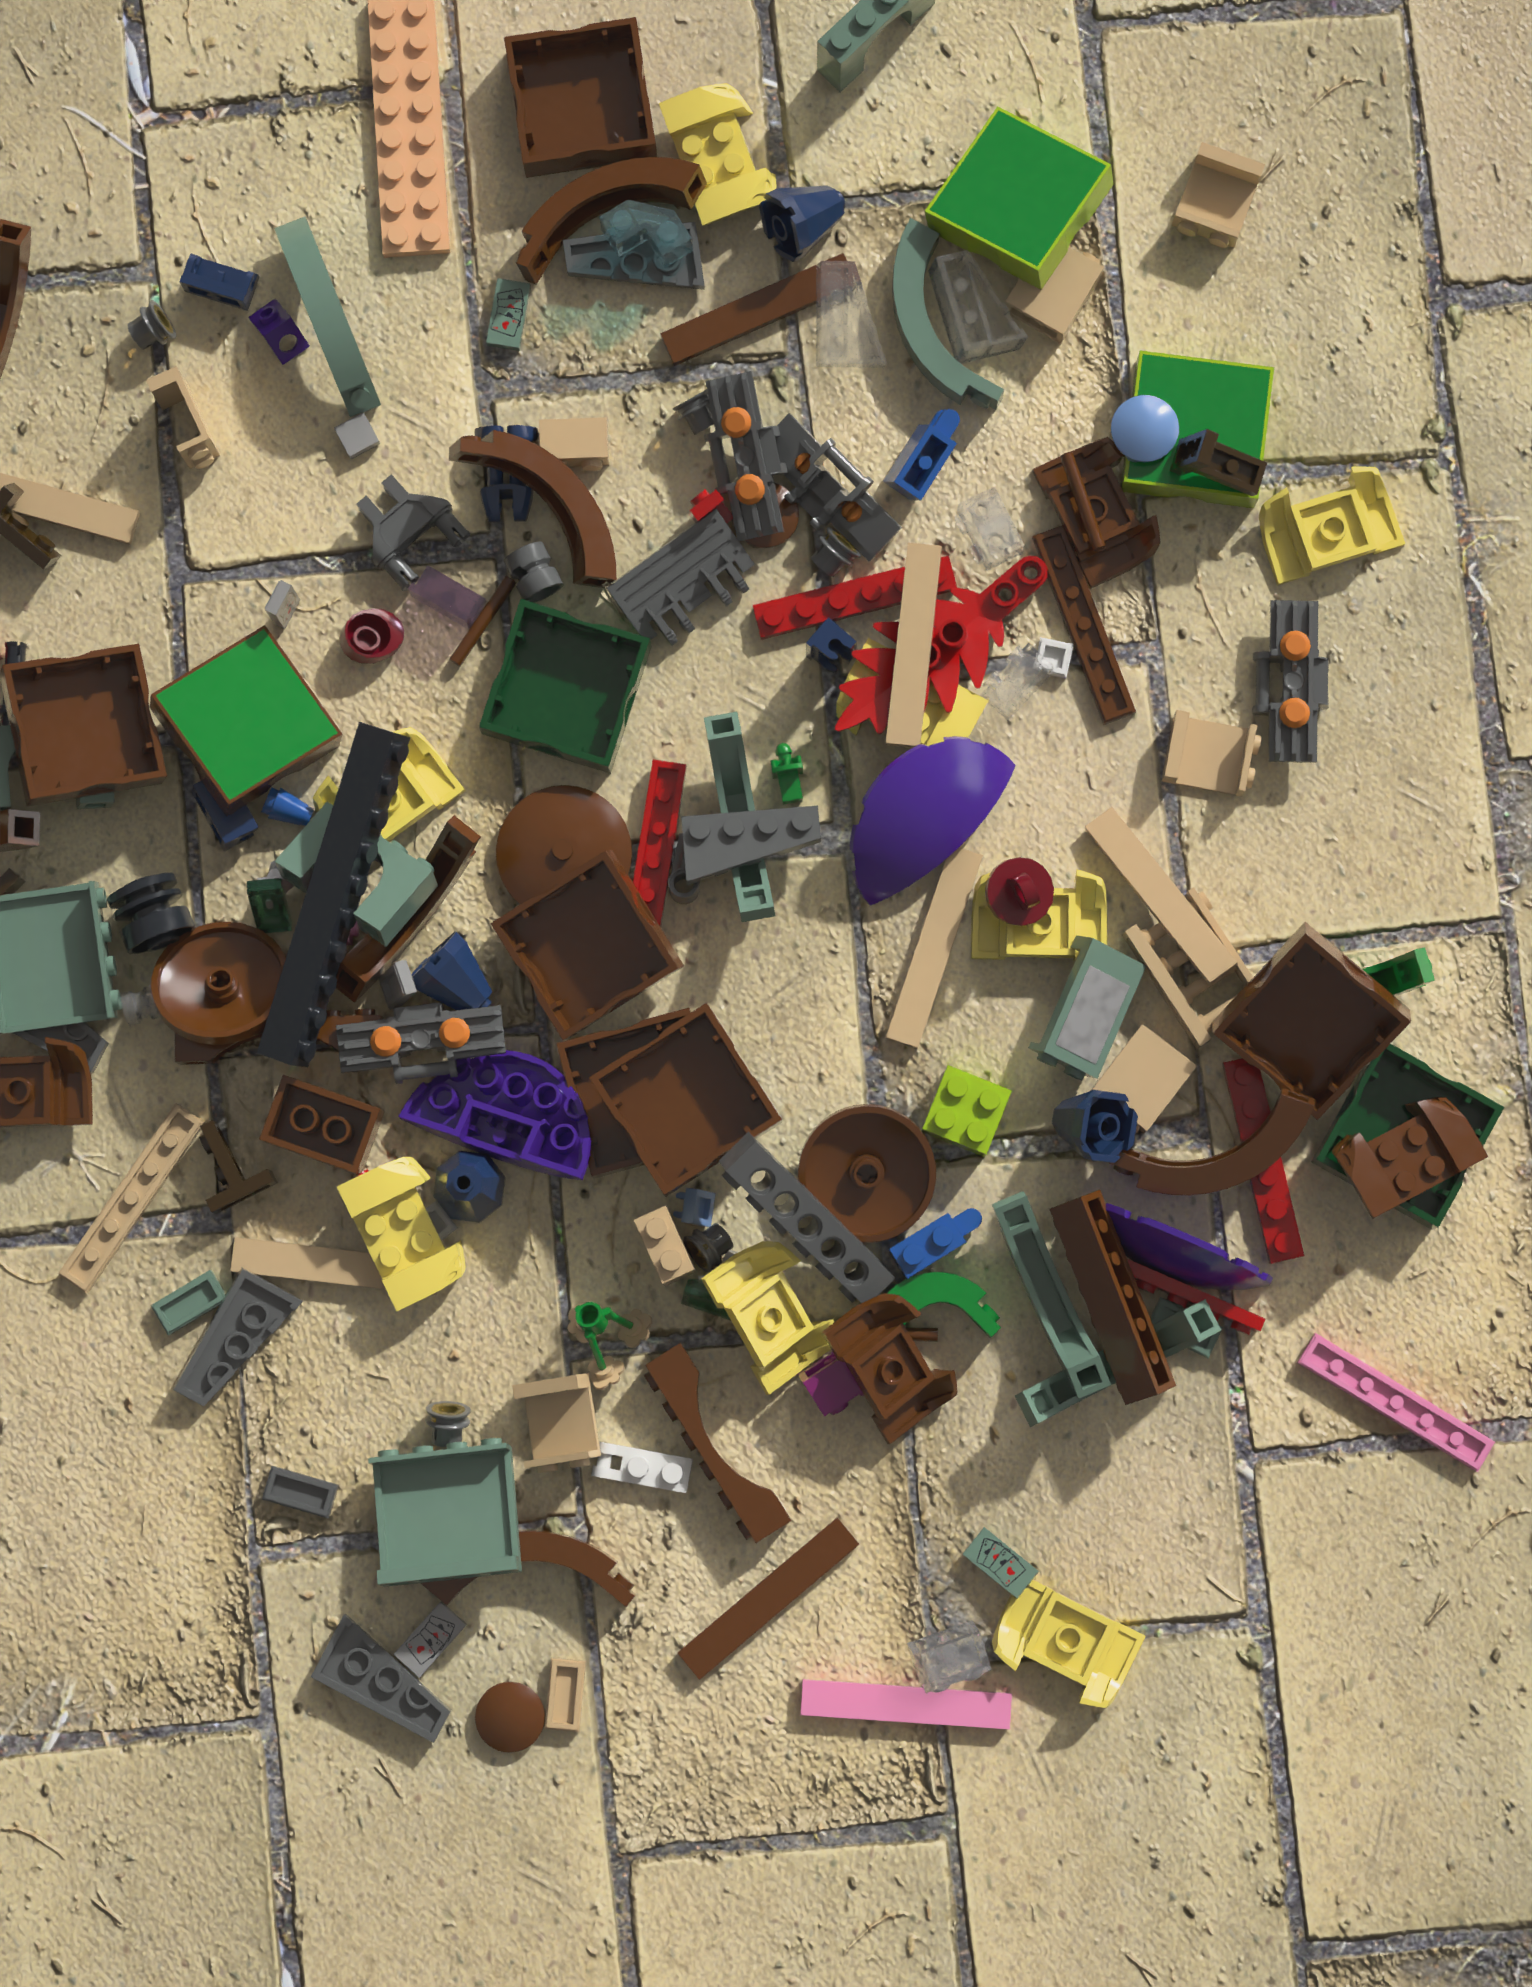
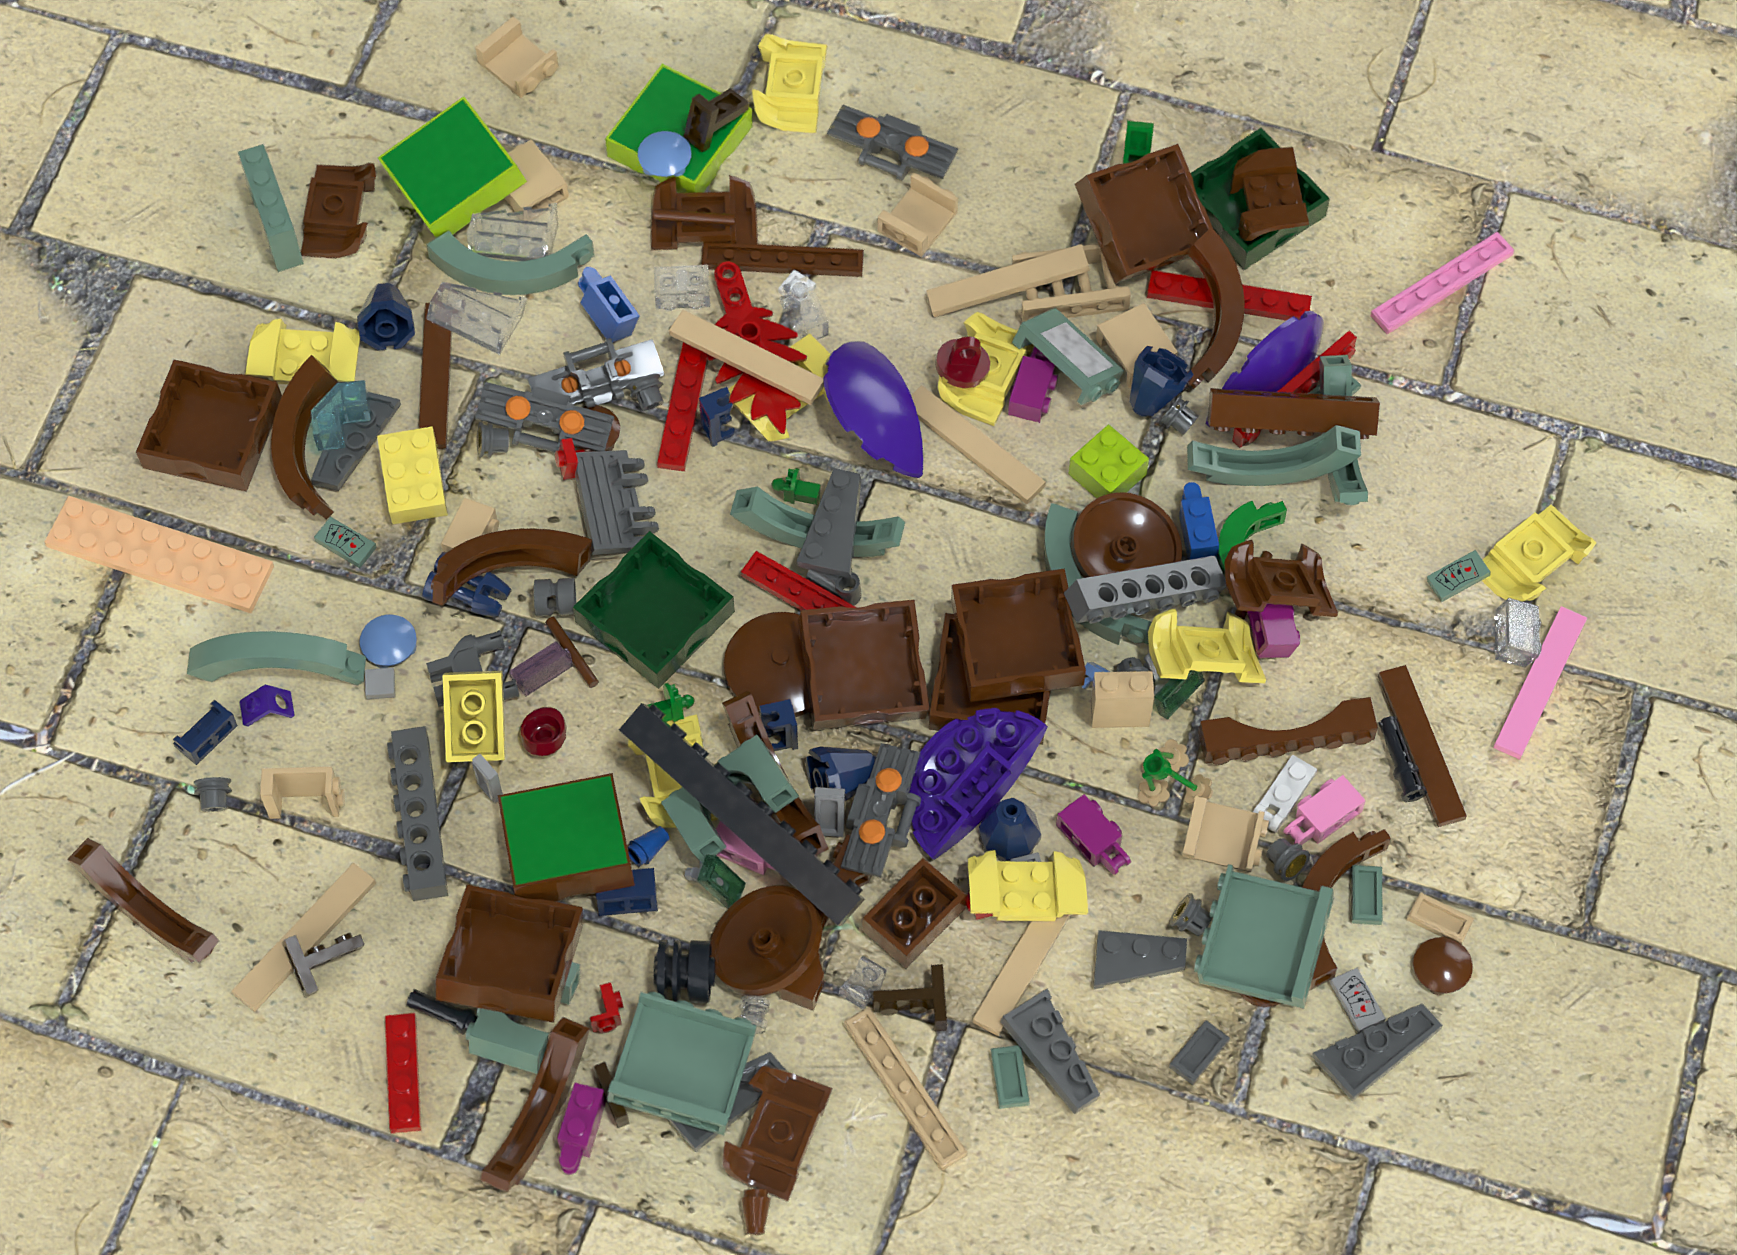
camera: 70 degrees left, 20 degrees down
(90, 854) = (611, 1019): none -> red bracket
(212, 568) = (431, 881): none -> dark grey brick
(223, 1105) = (863, 981): none -> clear bracket
(343, 556) = (474, 715): none -> light yellow brick
(381, 1381) = (1135, 956): none -> dark grey wing
(410, 419) = (388, 640): none -> medium blue dish
(454, 756) = (674, 703): none -> green piece
(478, 892) = (780, 720): none -> dark blue hinge
(501, 1278) = (1093, 833): none -> magenta brick
(560, 1500) = (1287, 858): none -> dark grey piece
(560, 1603) = (1367, 895): none -> sand green tile
(612, 347) = (412, 475): none -> light yellow brick
(635, 1521) = (1325, 811): none -> bright pink brick
(724, 1592) = (1405, 770): none -> black pin
(844, 1091) = (1059, 556): none -> sand green arch
(921, 92) = (335, 210): none -> reddish brown piece
(1030, 983) = (1032, 387): none -> magenta brick
(1065, 1157) = (1179, 416): none -> dark grey piece

